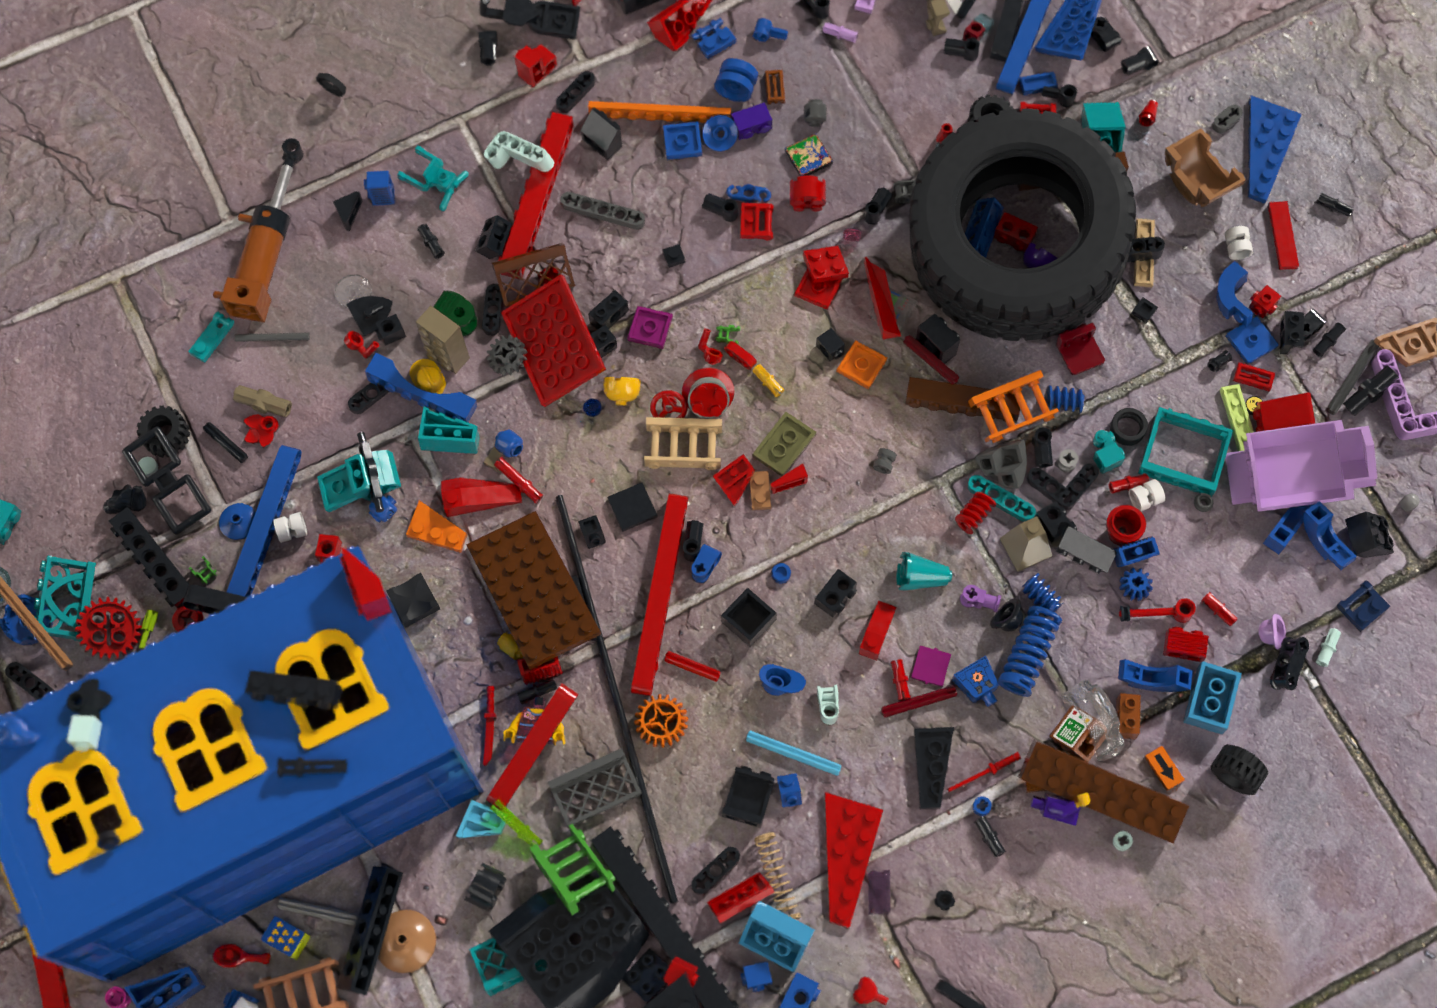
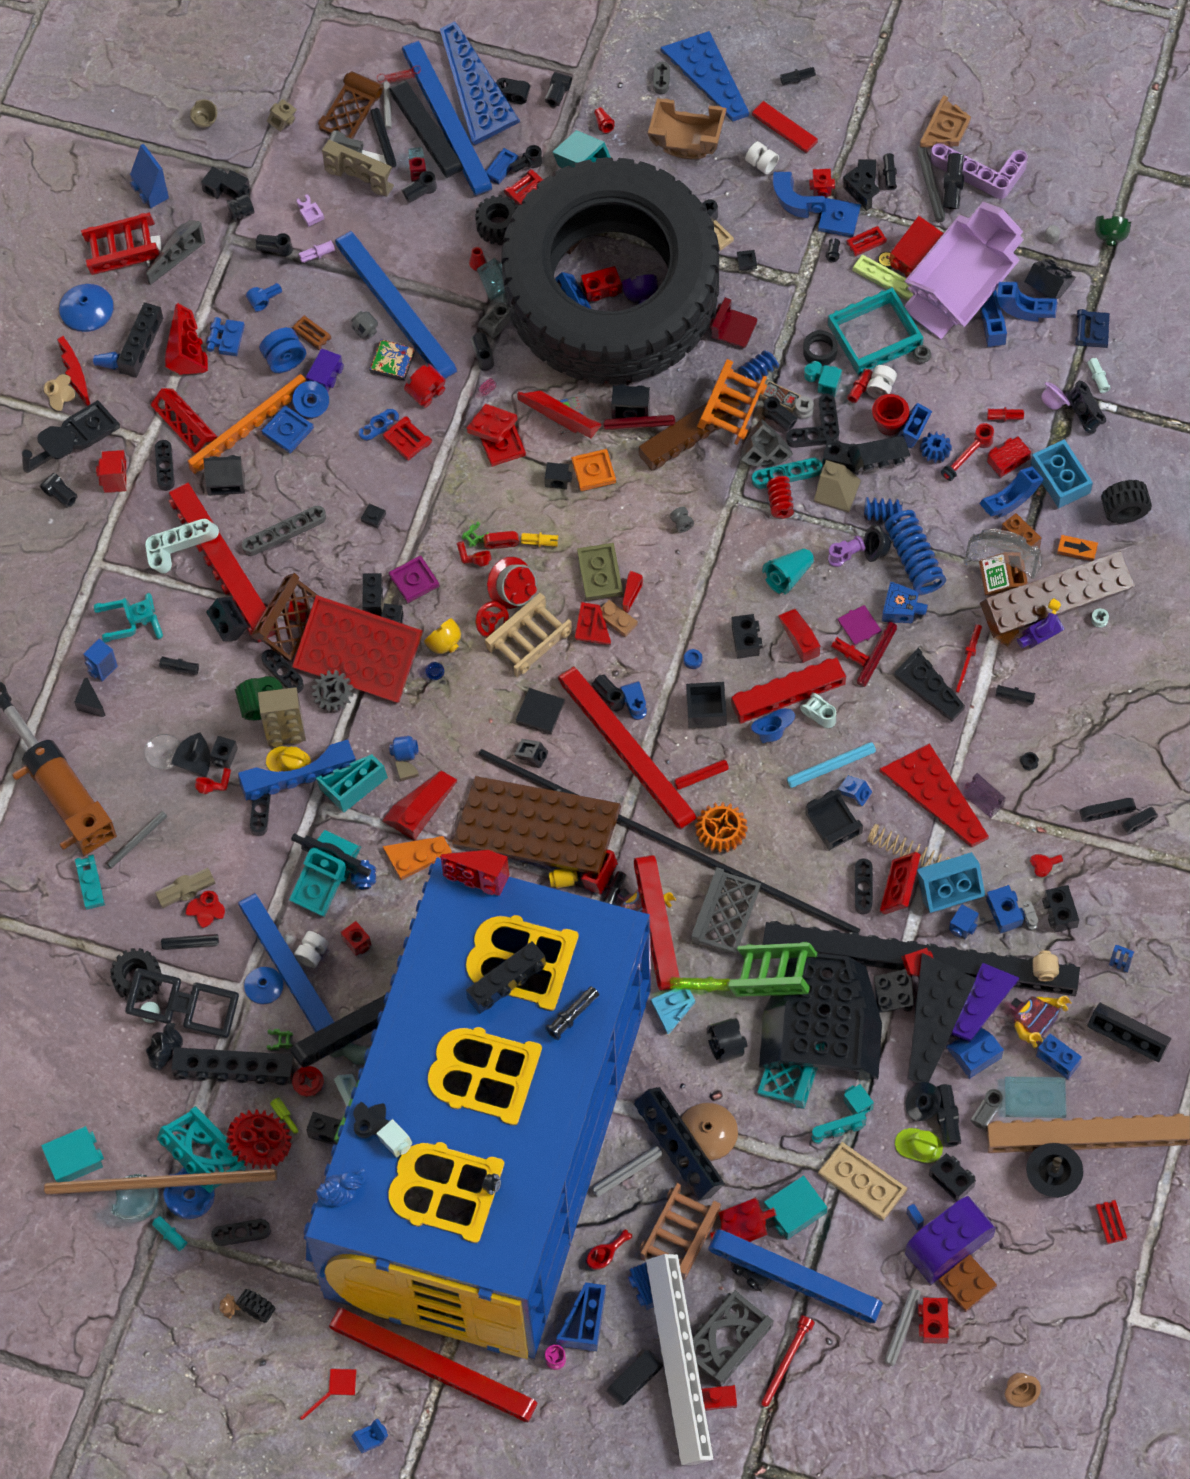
camera: 45 degrees left, 5 degrees down
(285, 938) = (627, 1205): blue piece -> none
(523, 485) = (440, 766): red pin -> none
(625, 68) = (188, 416): none -> red fence
(720, 206) = (369, 450): black piece -> none
(822, 665) = (788, 690): none -> red brick
(851, 119) = (395, 304): none -> blue beam
(986, 801) = (989, 687): blue bush -> none
(1060, 435) = (786, 397): none -> tile

